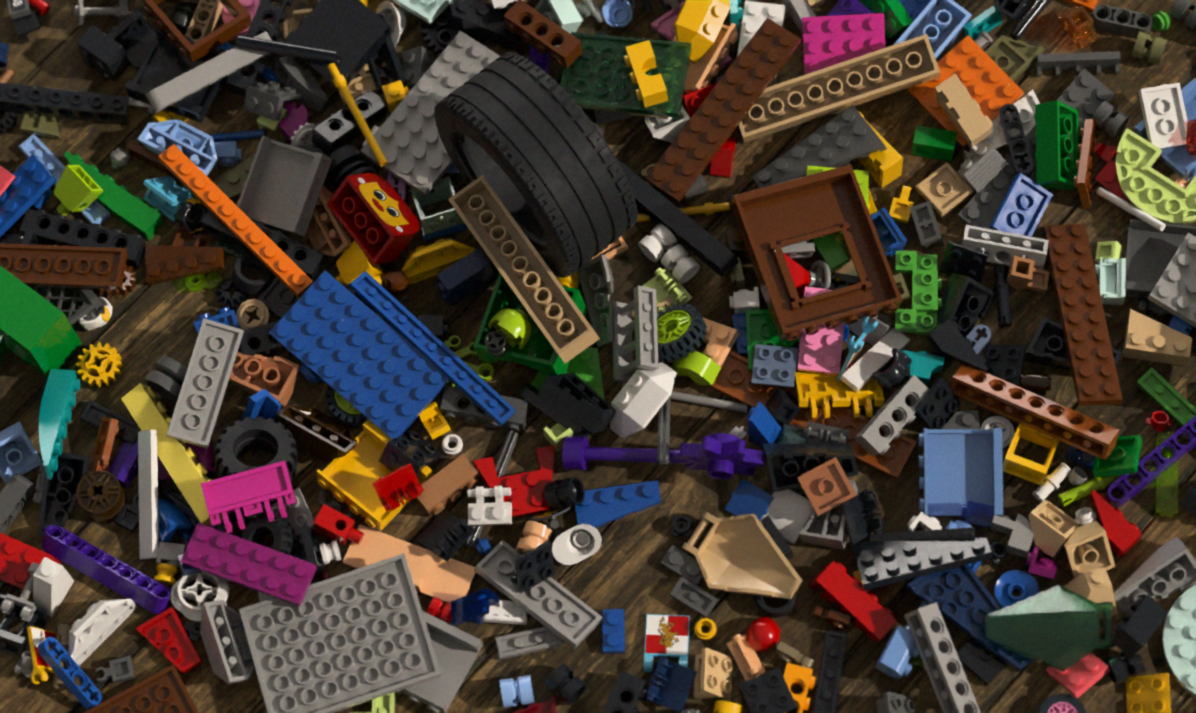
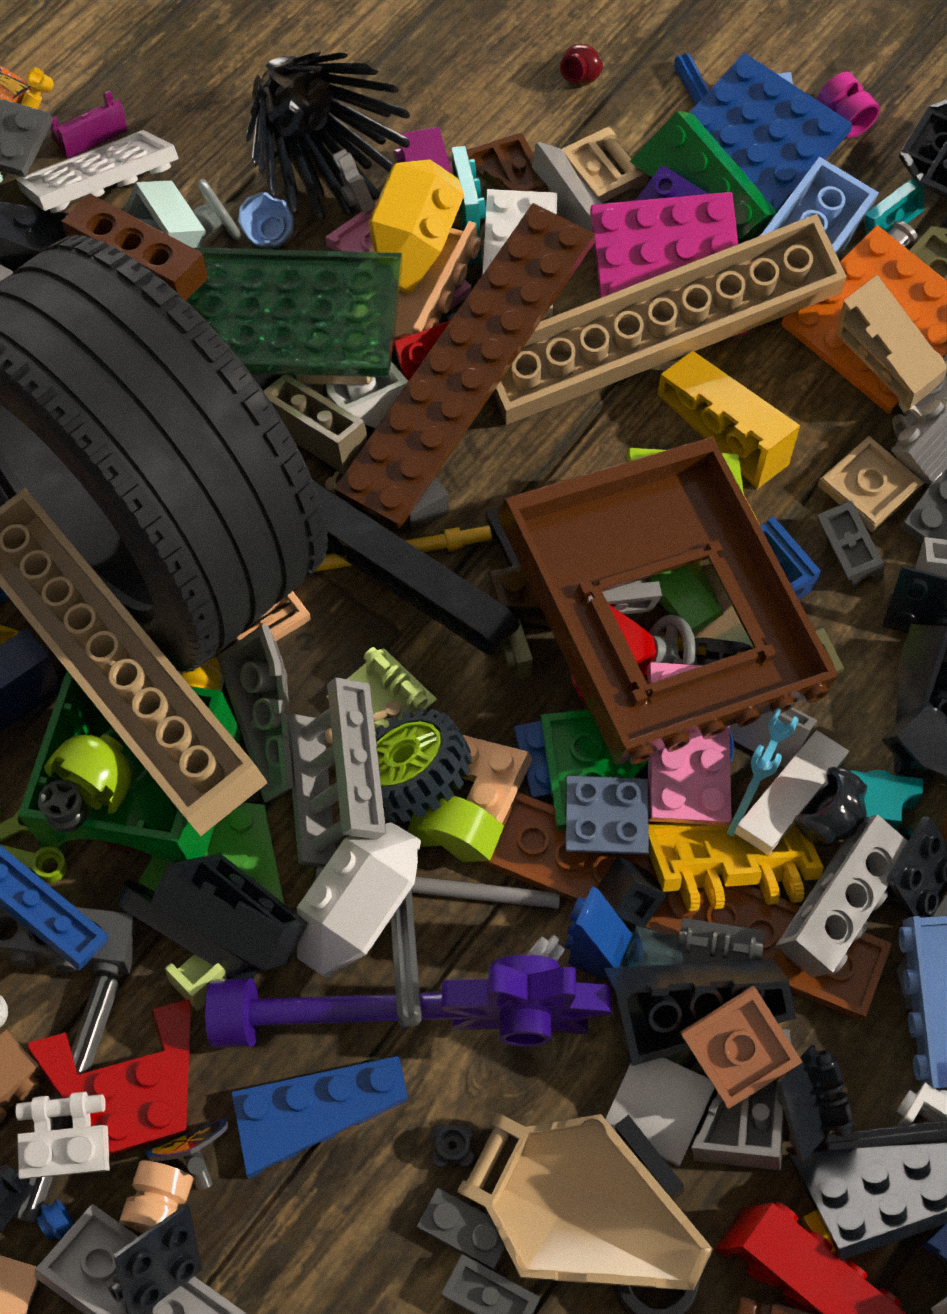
camera: 15 degrees left, 5 degrees down
(564, 492) = (213, 1096): black wheel -> none
(576, 544) = (243, 1203): white piece -> none
(636, 138) = (318, 423): none -> dark tan brick
(650, 88) = (334, 326): yellow arch -> none
(659, 241) = (362, 606): white wheel -> none
(681, 265) = (403, 633): white wheel -> none
(722, 162) = (471, 454): red slope -> none
(744, 300) = (535, 697): white brick -> none
(749, 500) = (582, 1085): blue piece -> none
(830, 146) = (669, 411): dark grey wing -> none
(900, 207) = (799, 516): yellow plate -> none
(924, 292) = (868, 682): bright green bracket -> none
(934, 143) = (841, 407): green hinge -> none

